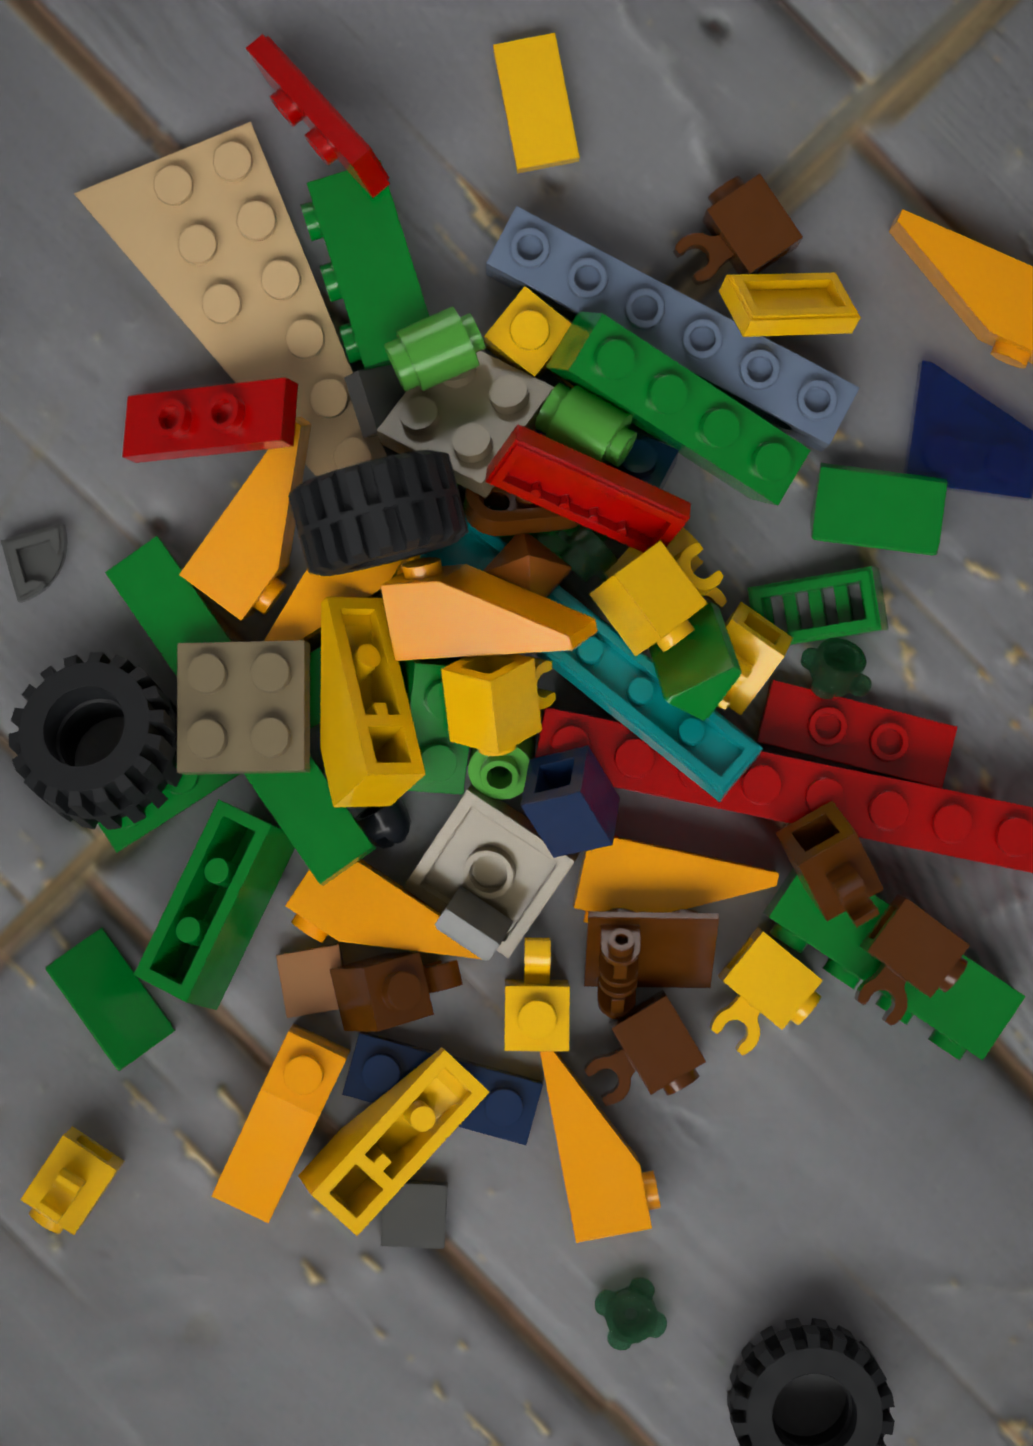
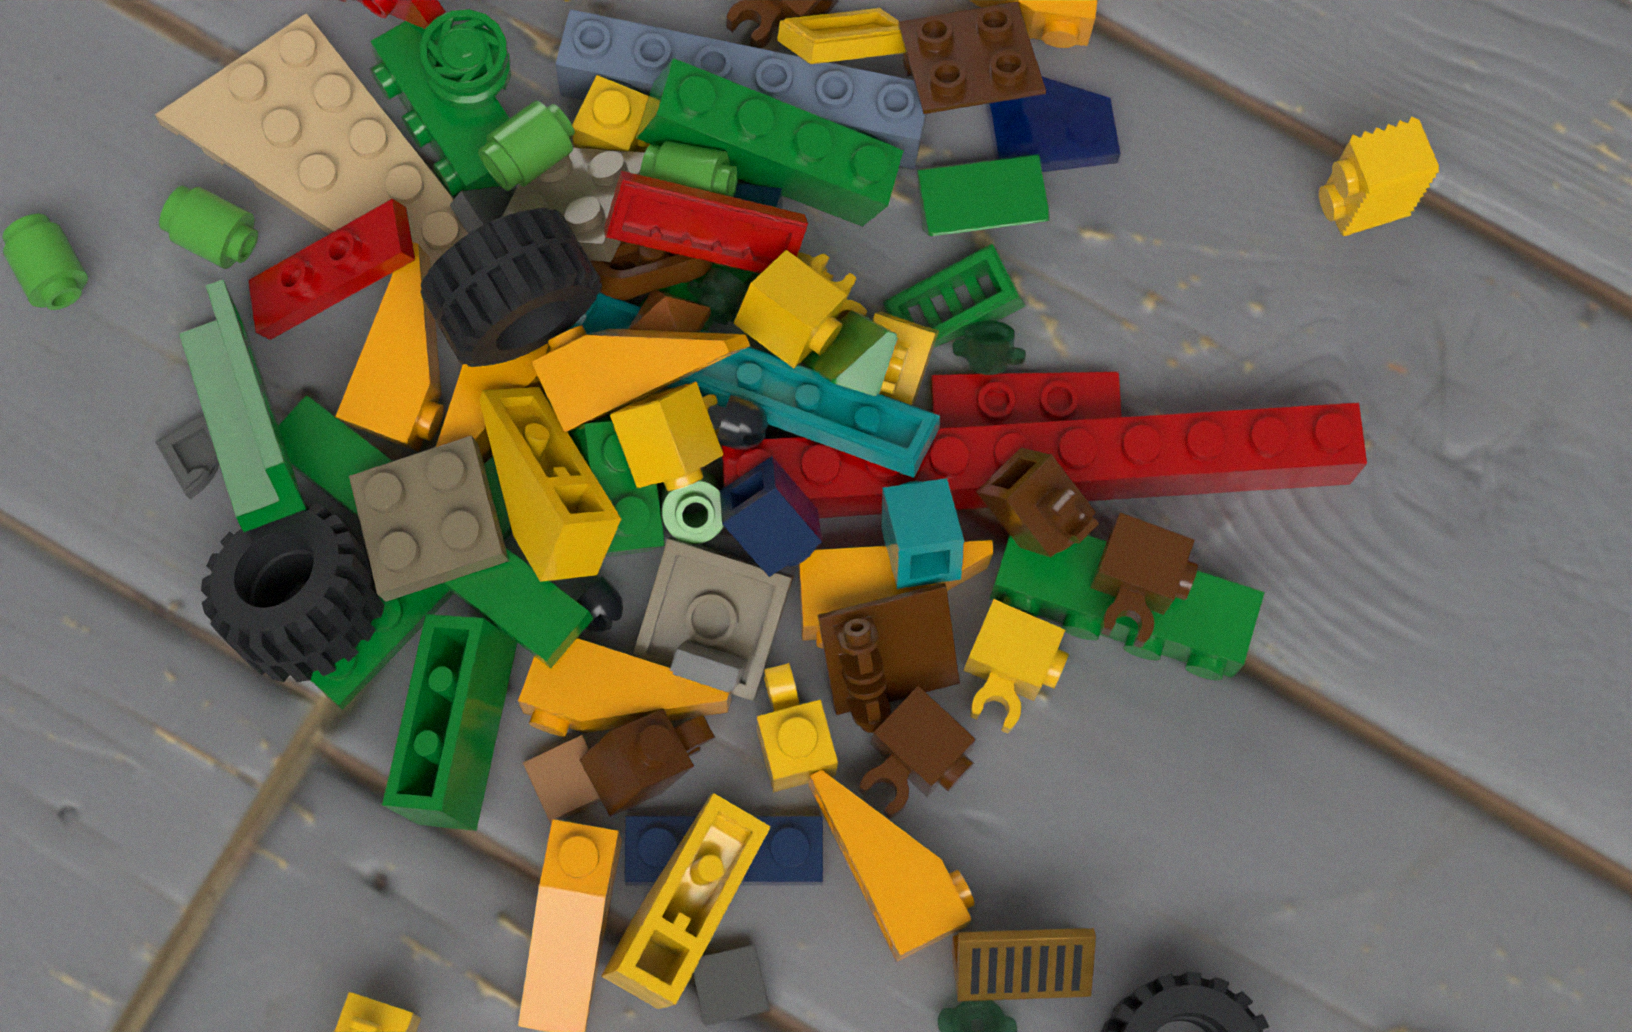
camera: 20 degrees left, 15 degrees down
(87, 549) = (240, 416): none -> fence
(101, 331) = (209, 226): none -> bright green brick
(110, 999) = (367, 852): green slope -> none
(396, 237) = (465, 60): none -> green wheel
(569, 703) = (742, 424): none -> black hinge
(689, 1275) = (1024, 964): none -> pearl gold panel
(711, 856) = (922, 533): none -> teal brick
(907, 370) = (970, 58): none -> reddish brown hinge

